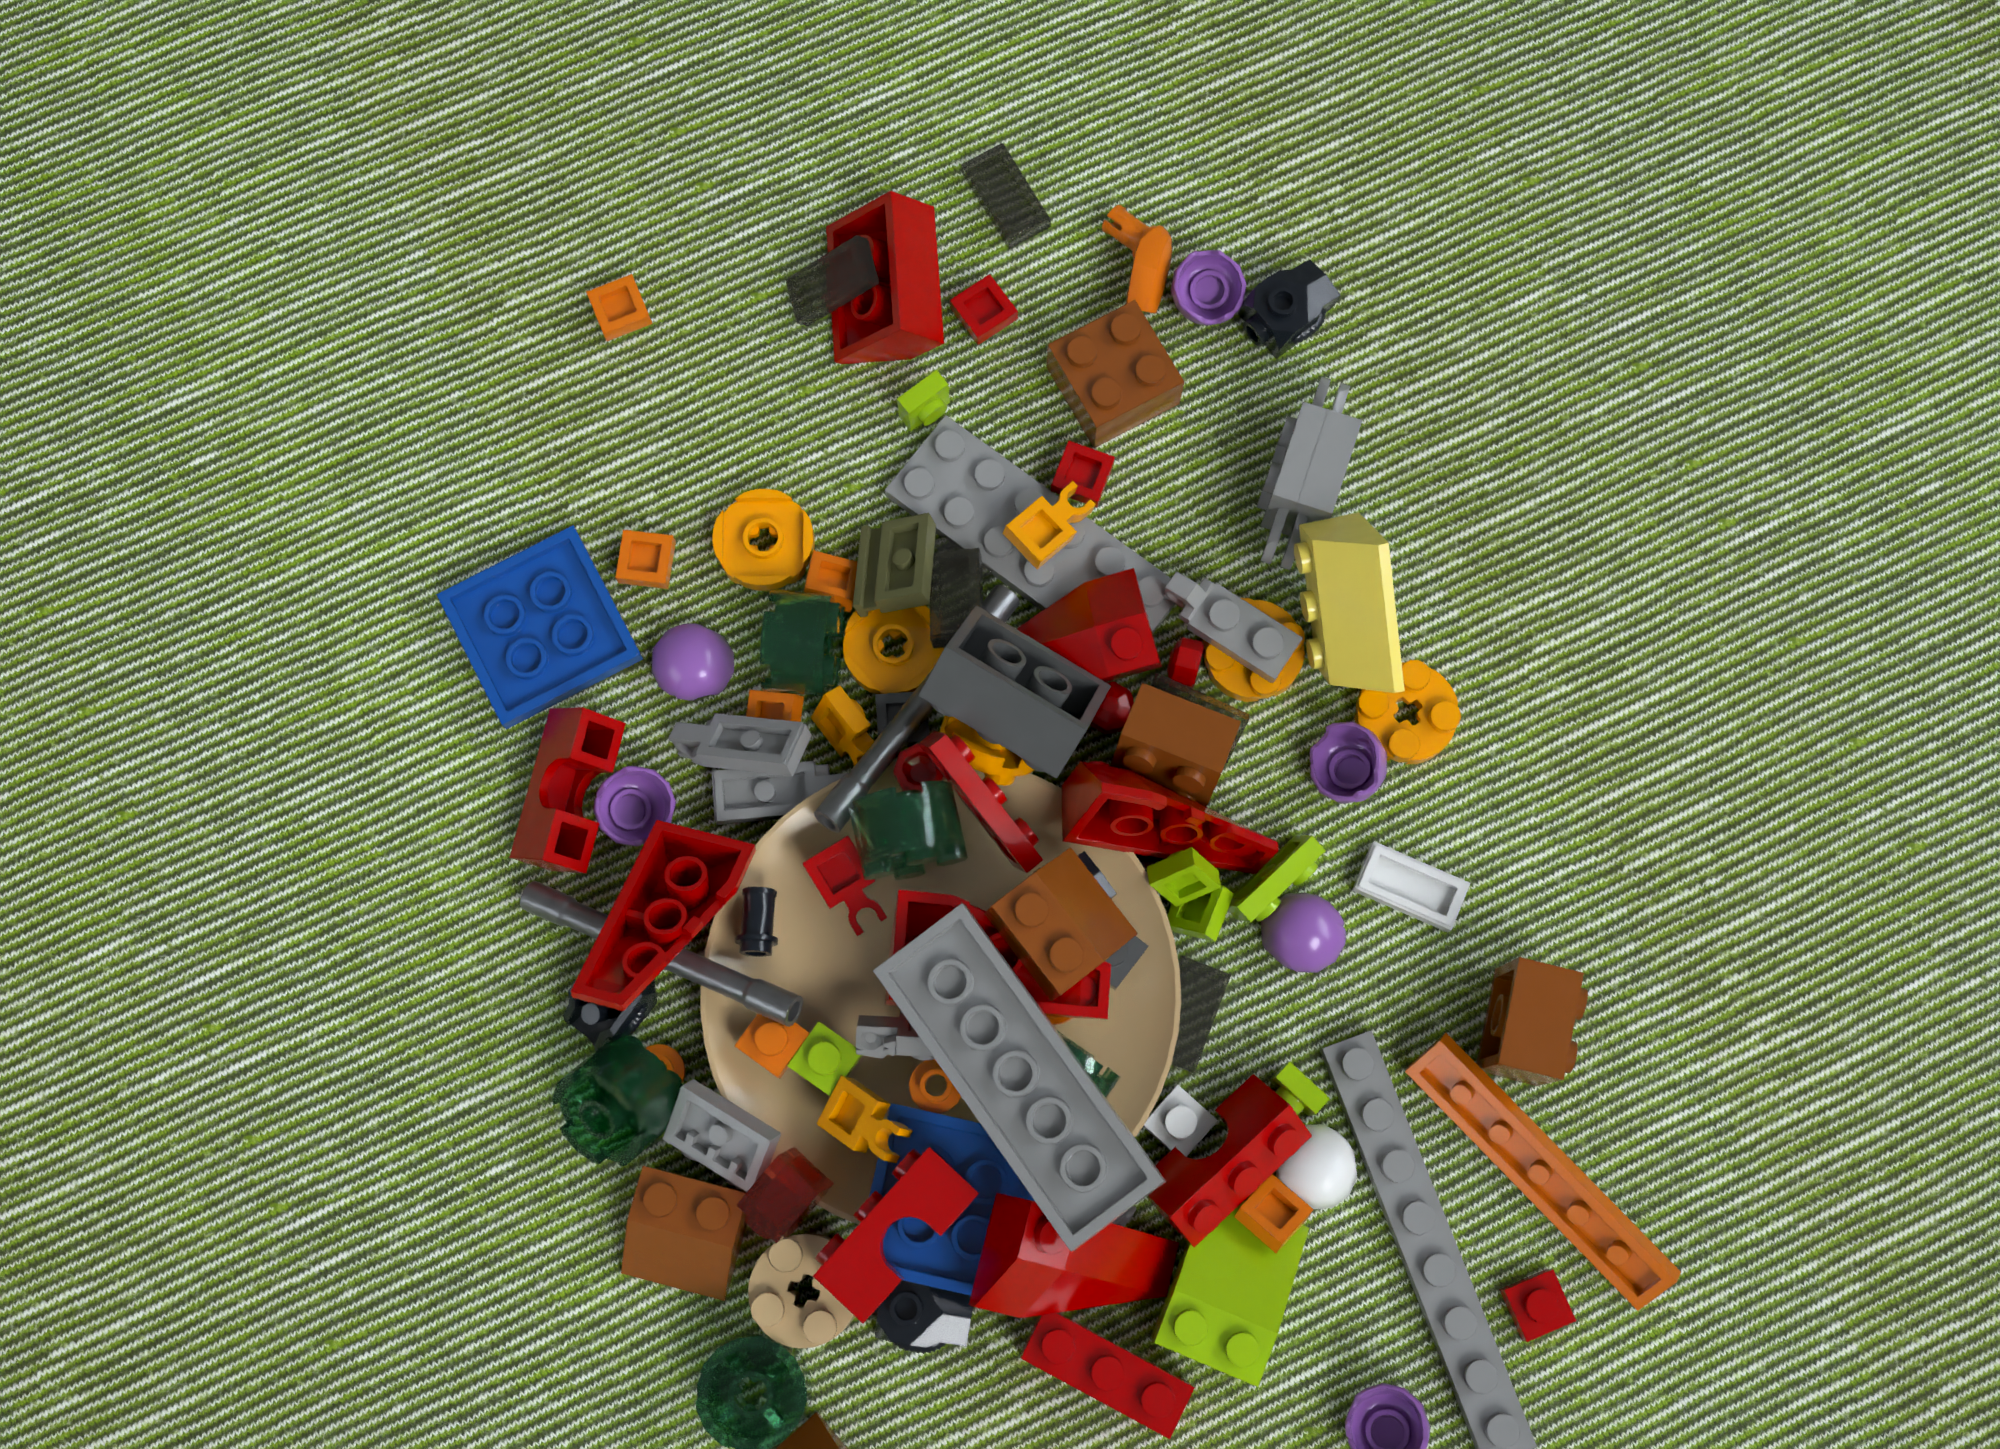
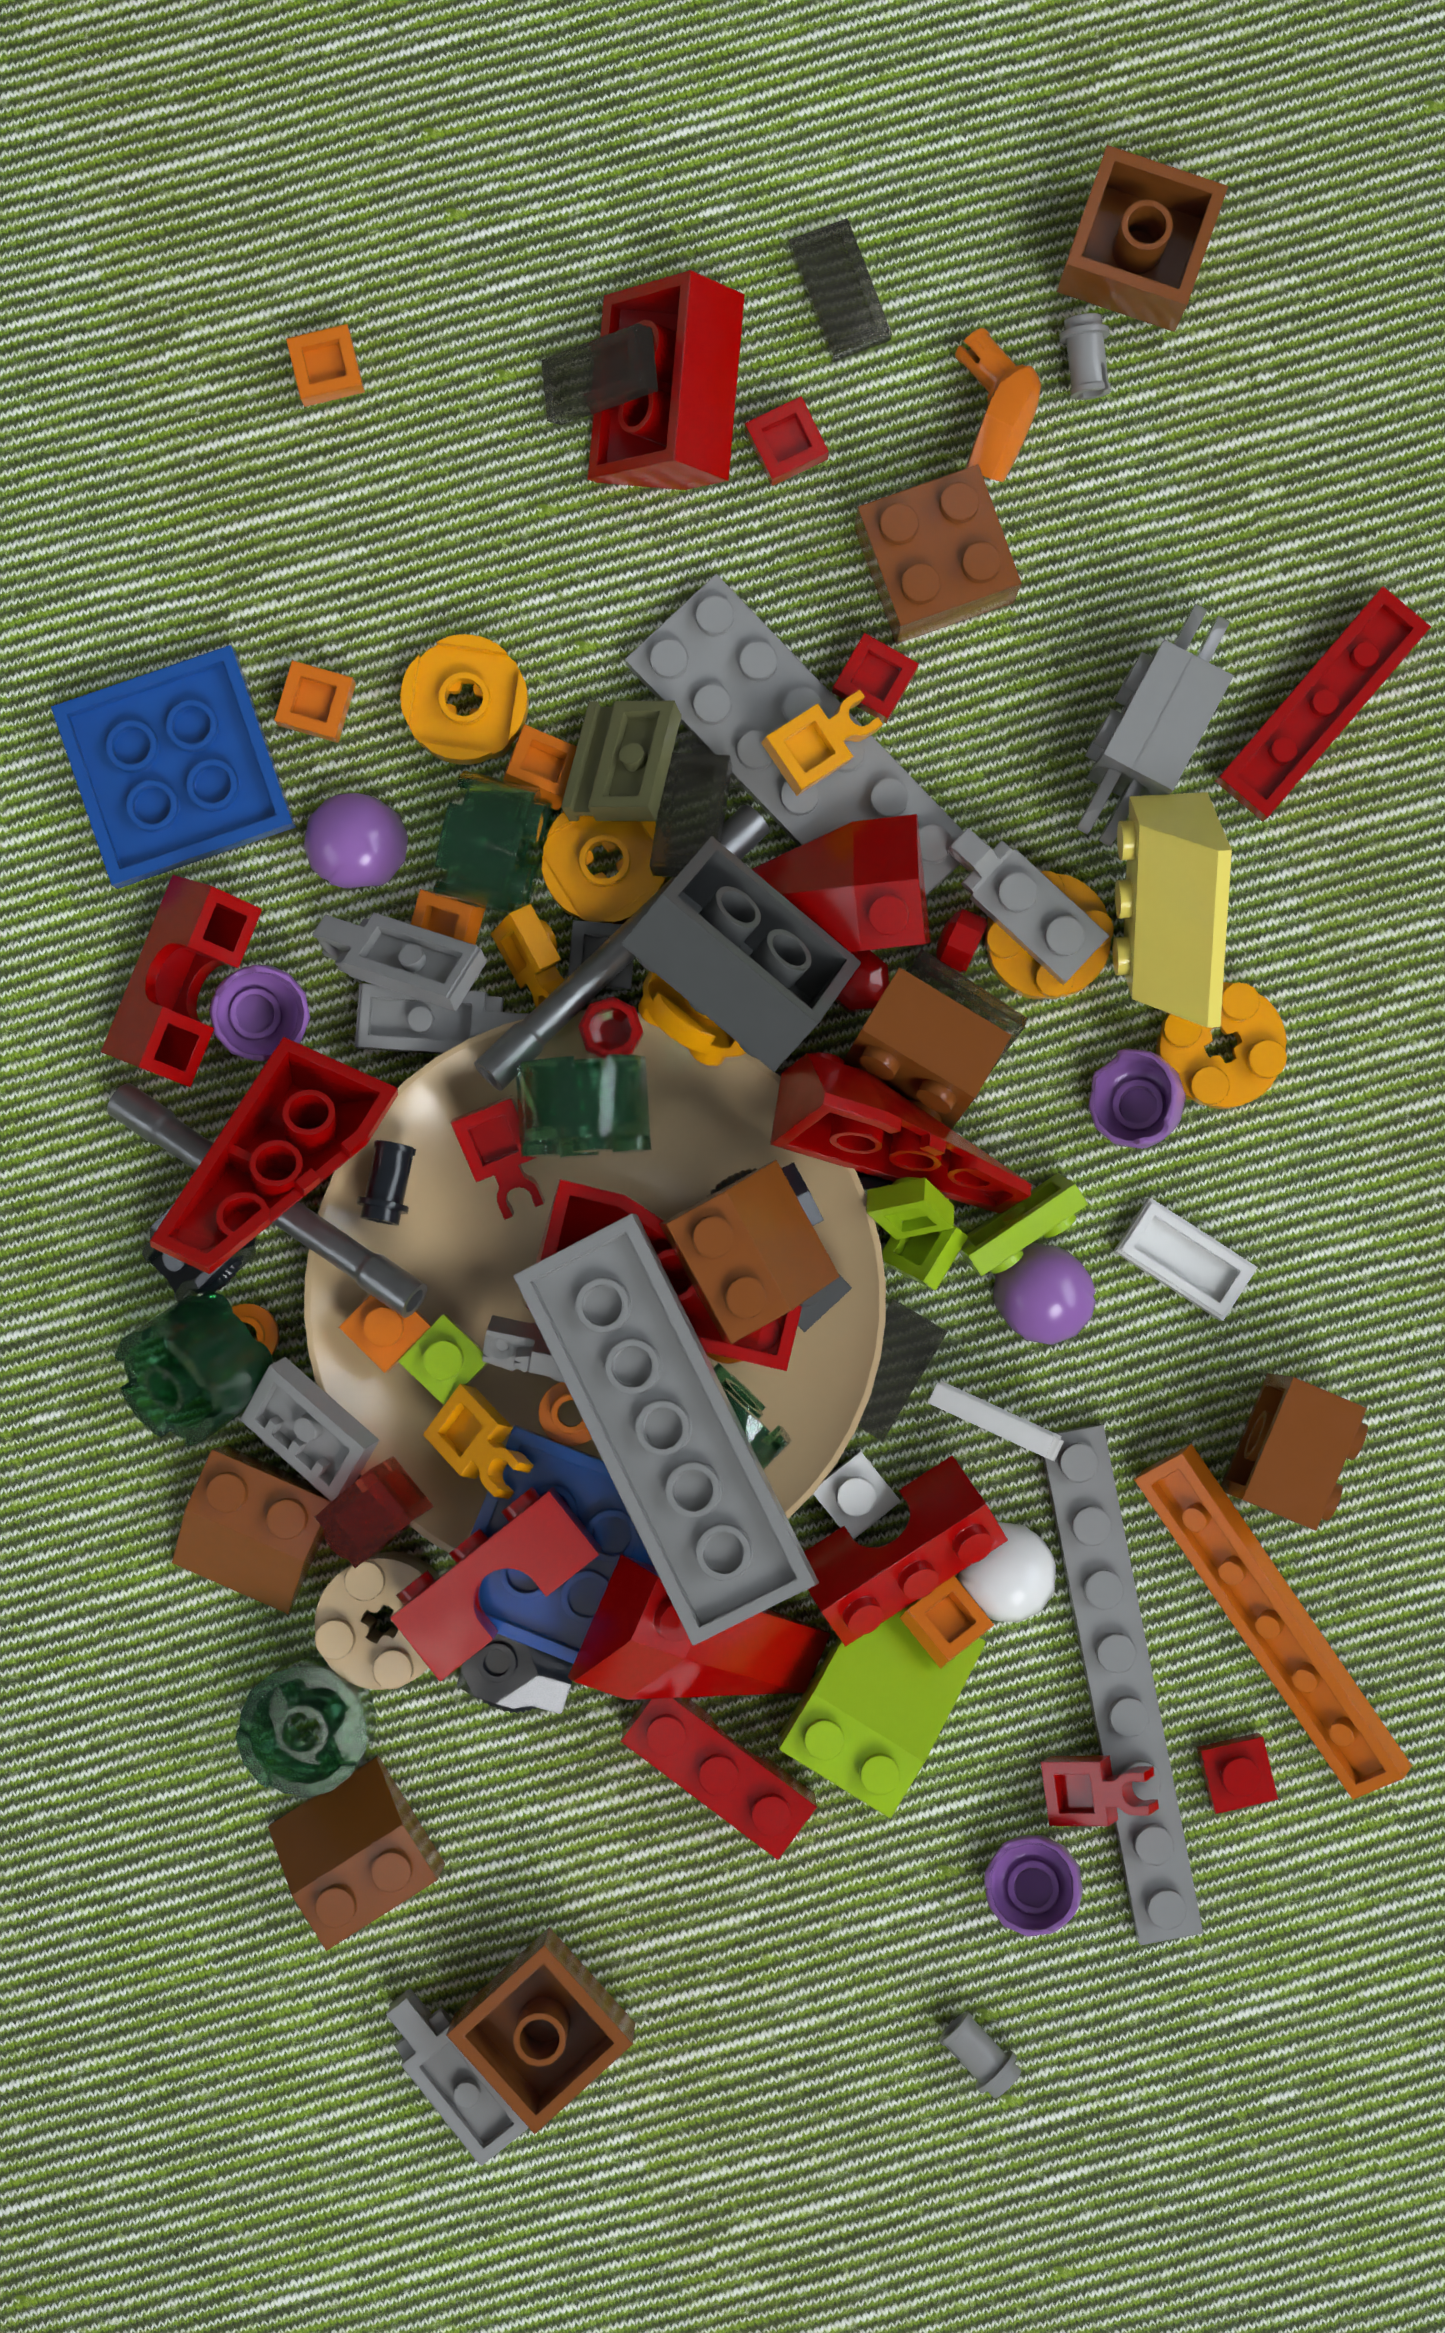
camera: 10 degrees right, 10 degrees up
(924, 401) = (692, 552): lime plate -> none
(983, 799) = (681, 1081): red plate -> none
(1200, 207) = (1086, 355): none -> light grey pin
(1208, 287) = (1076, 458): medium lavender hair -> none
(1228, 122) = (1142, 238): none -> dark orange brick
(1284, 1039) = (996, 1420): none -> white tile
(1288, 307) = (1173, 499): black hand -> none
(1298, 1090) = (1000, 1483): lime plate -> none
(1417, 1341) = (1087, 1794): none -> plate
(1432, 440) = (1323, 704): none -> red plate

